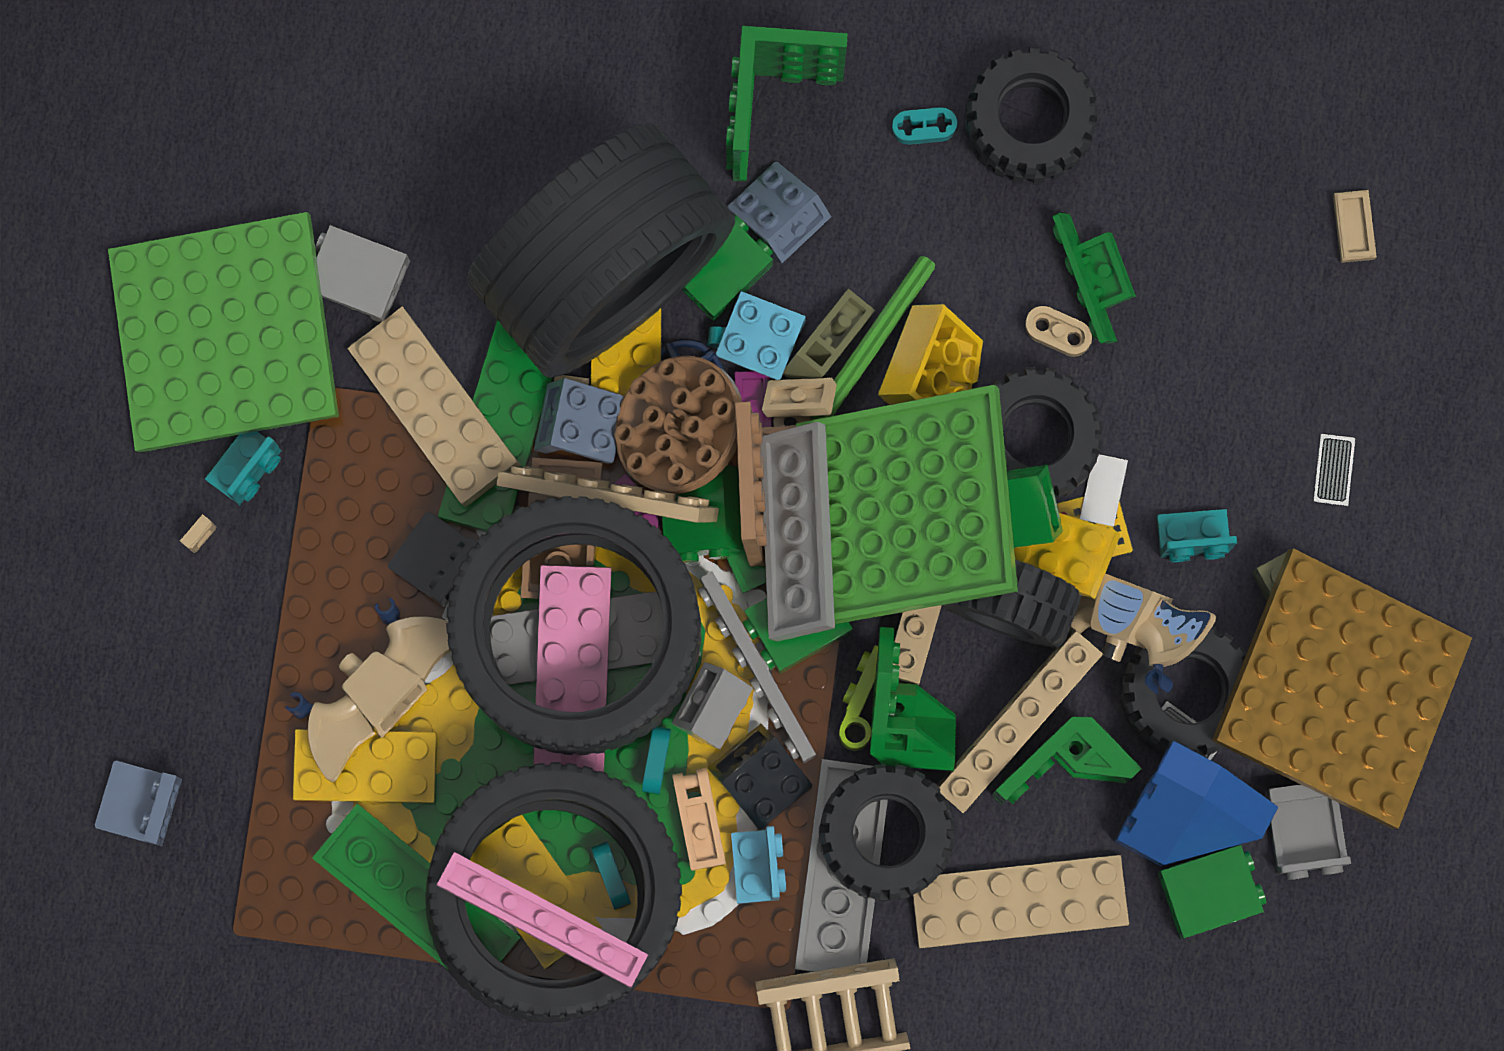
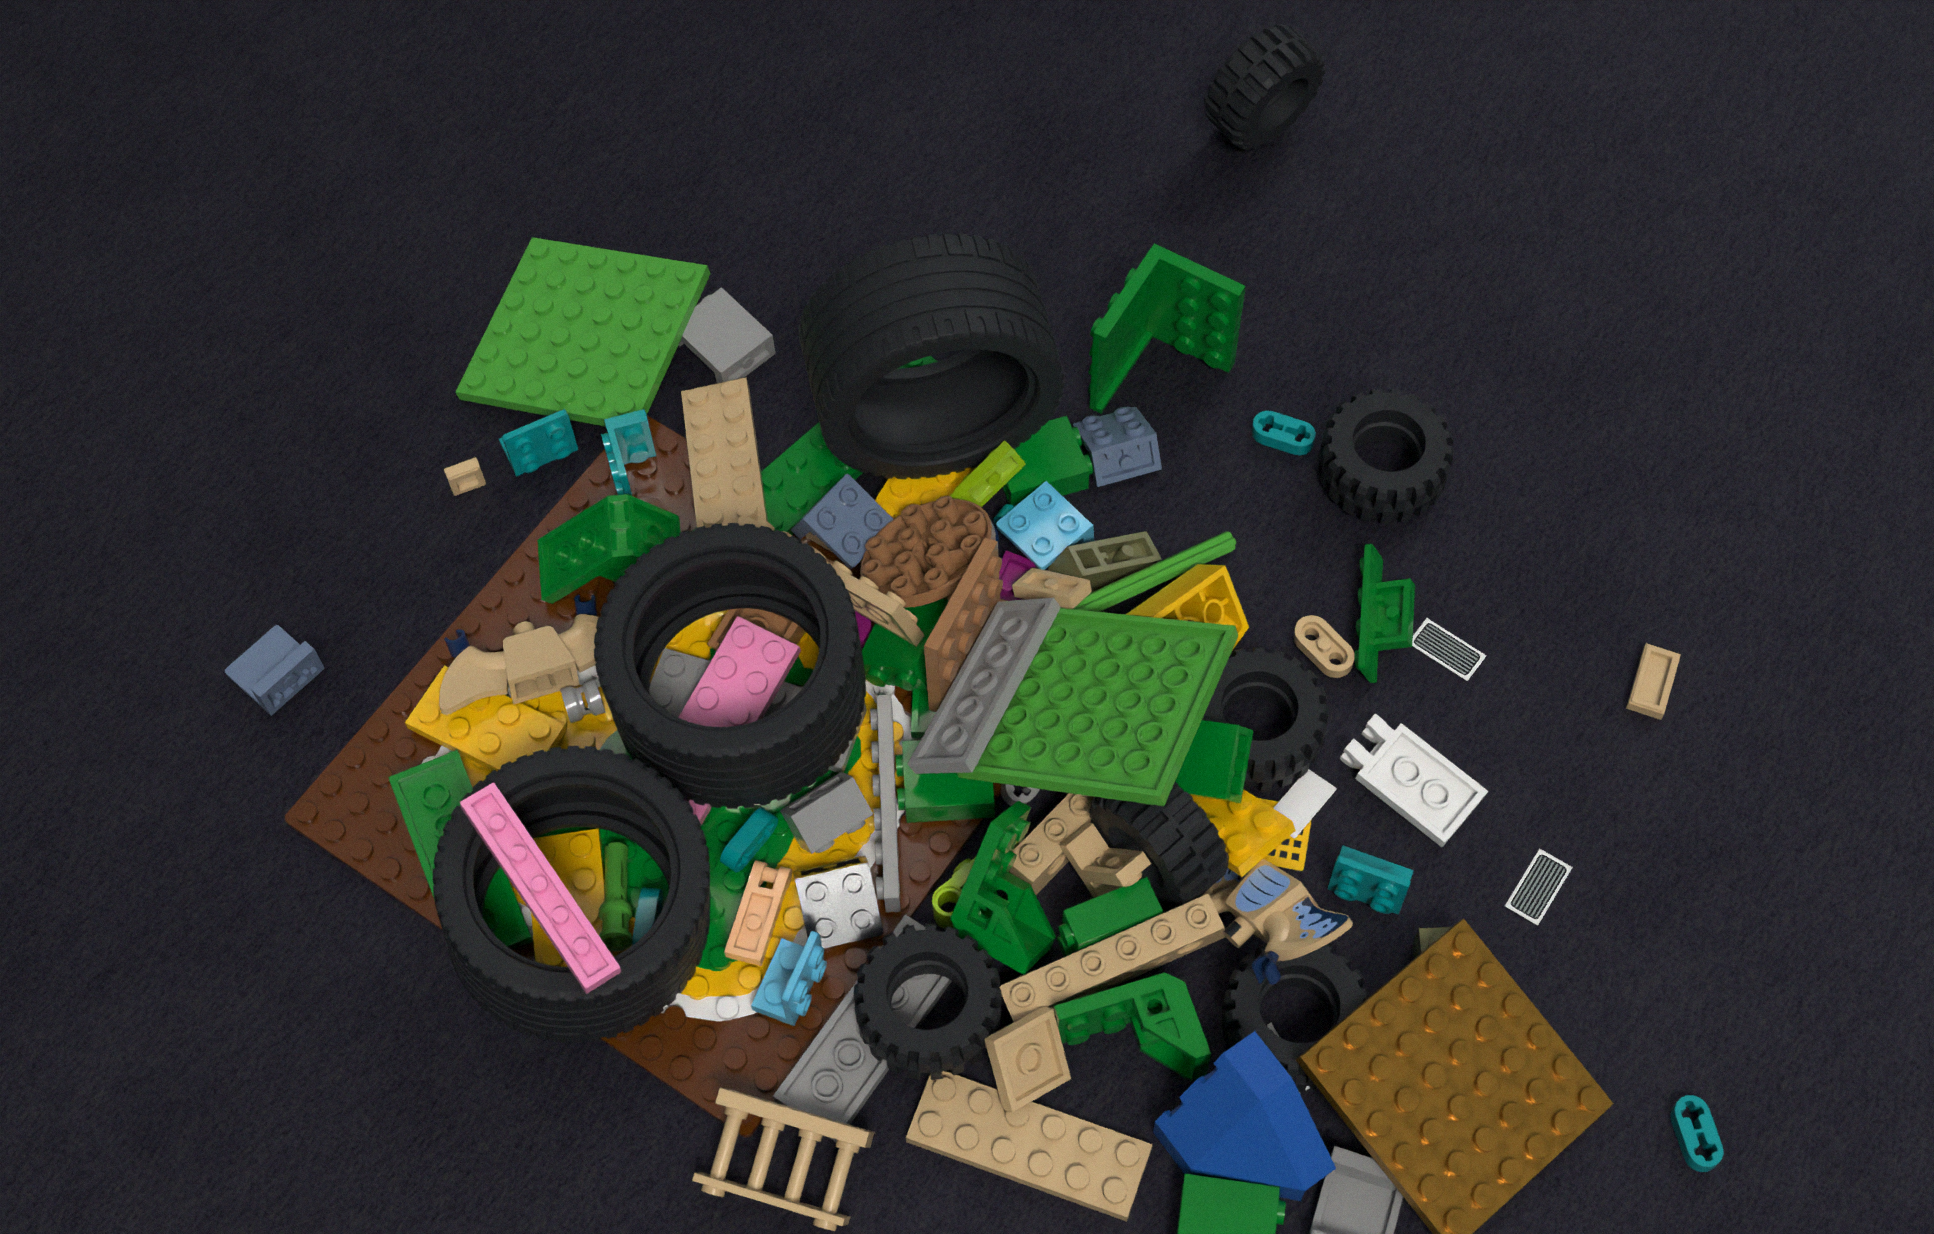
camera: 30 degrees right, 20 degrees down
(343, 431) = (627, 442): none -> teal bracket
(383, 550) = (601, 543): none -> green bracket
(434, 709) = (574, 702): none -> light grey wheel
(580, 880) = (615, 909): none -> bright green pin
(685, 322) = (989, 475): none -> lime plate
(971, 640) = (1100, 866): none -> tan bracket
(991, 839) = (1027, 1058): none -> tan plate
(999, 687) = (1107, 916): none -> green brick
(1164, 278) = (1447, 649): none -> sticker
(1191, 422) = (1414, 779): none -> white tile

